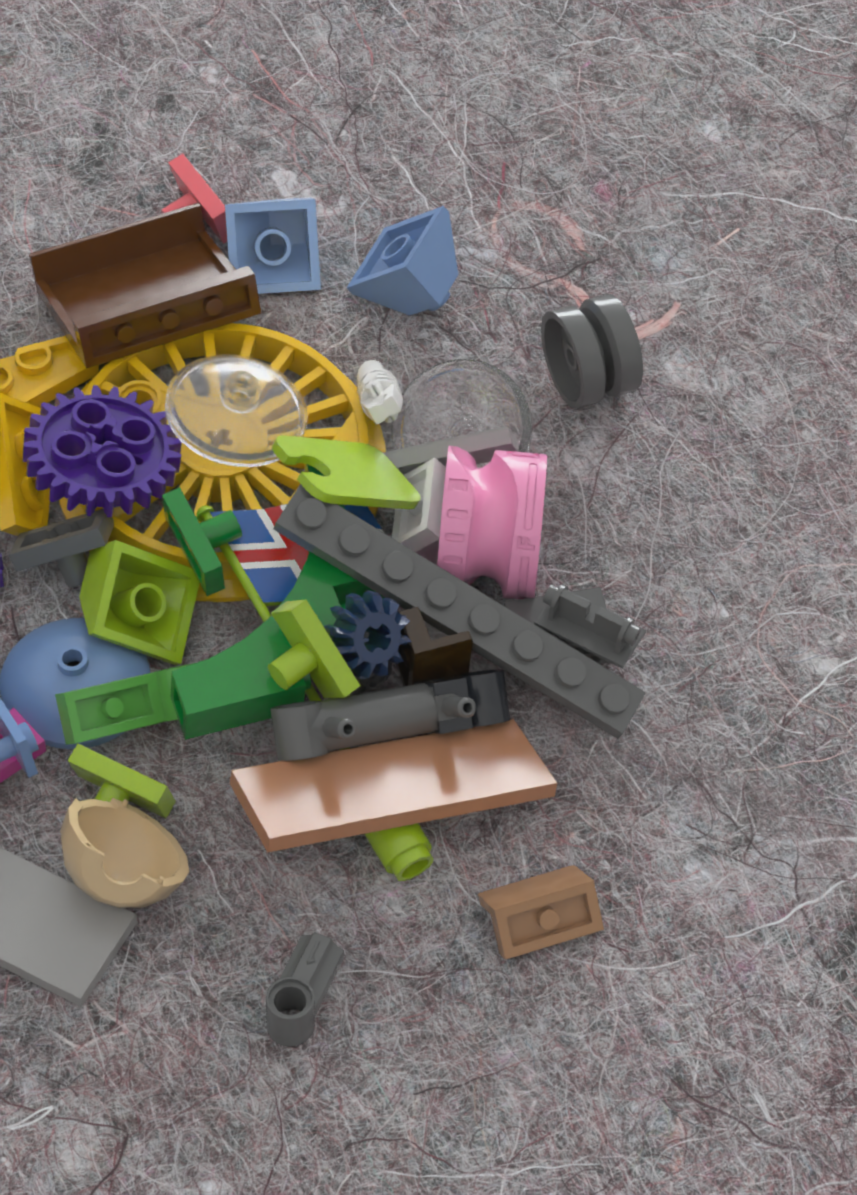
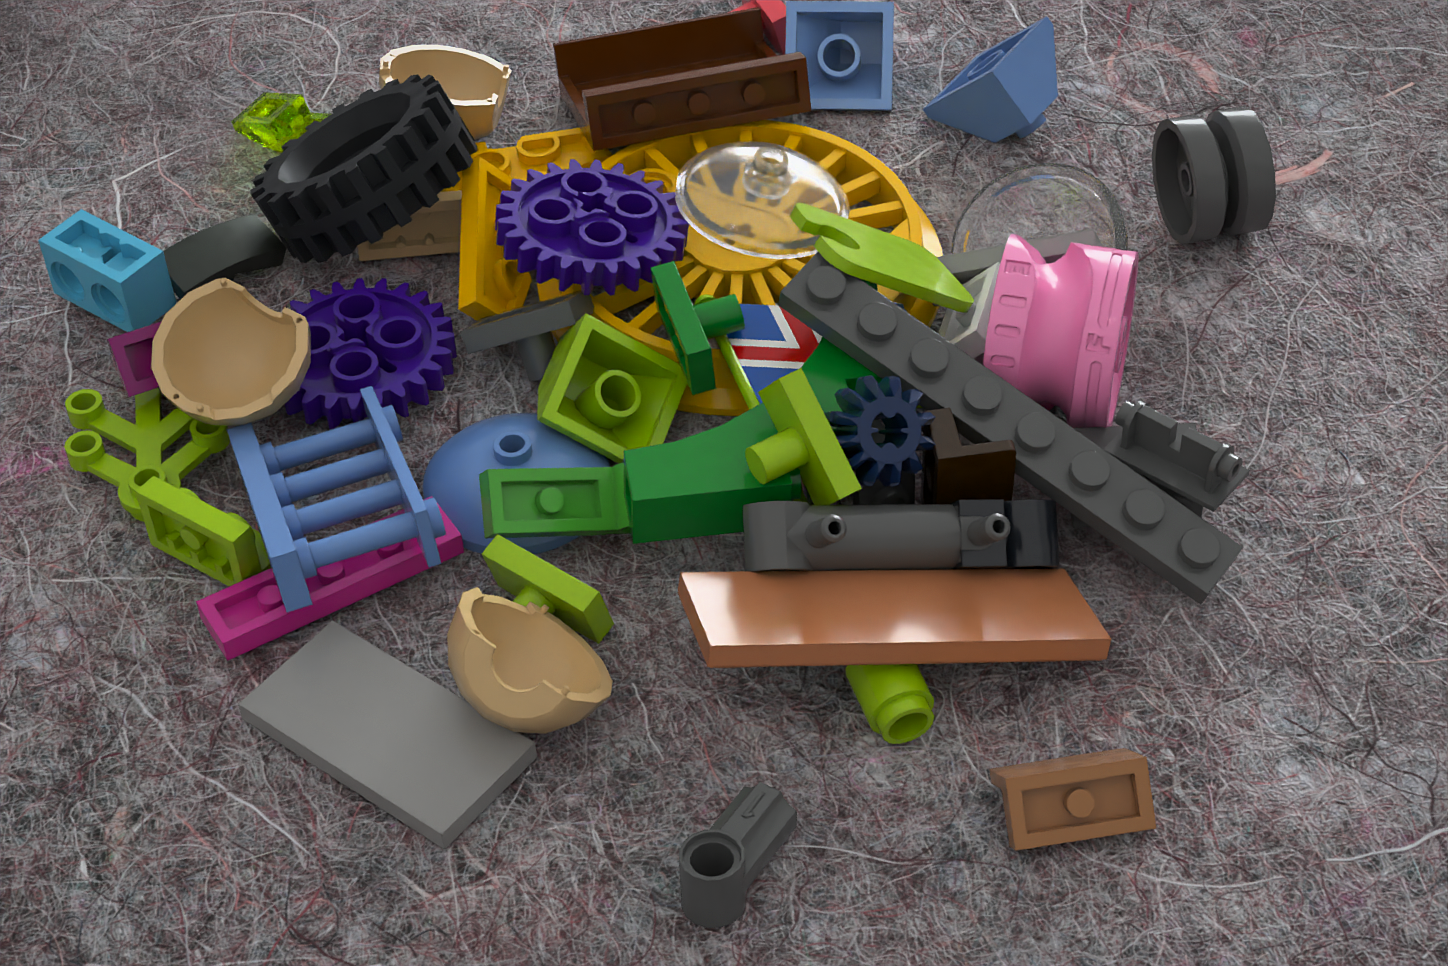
camera: 15 degrees right, 10 degrees down
(378, 392) = (941, 201): white hinge -> none

